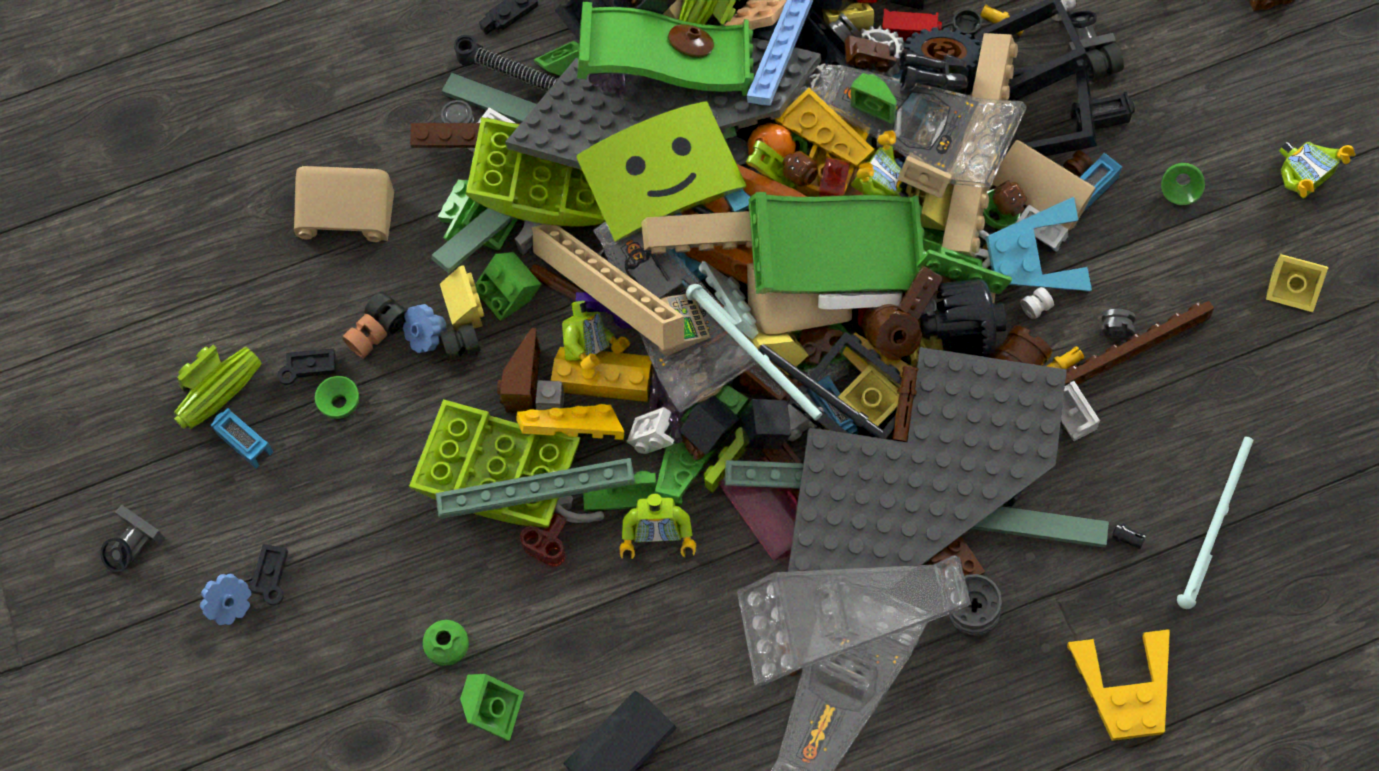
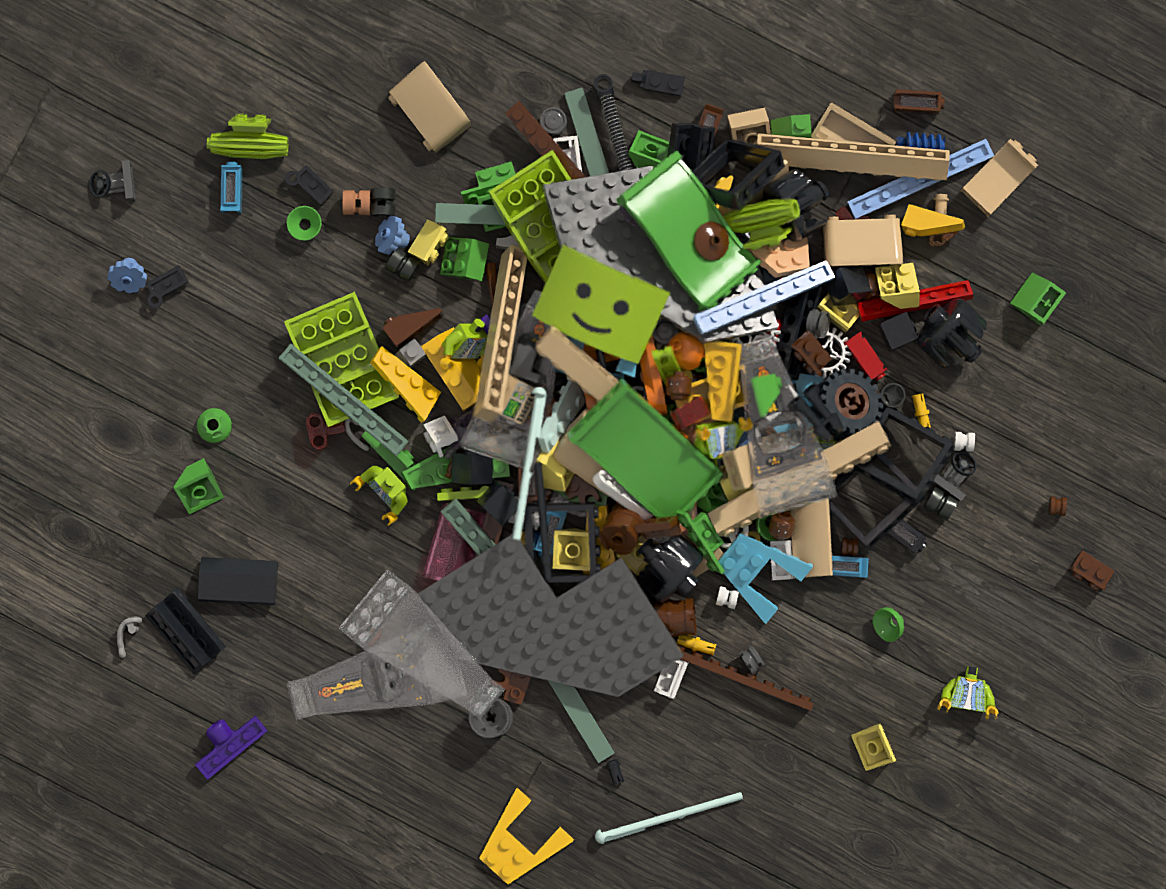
camera: 45 degrees right, 20 degrees up
(905, 403) = (584, 574): reddish brown pin -> none

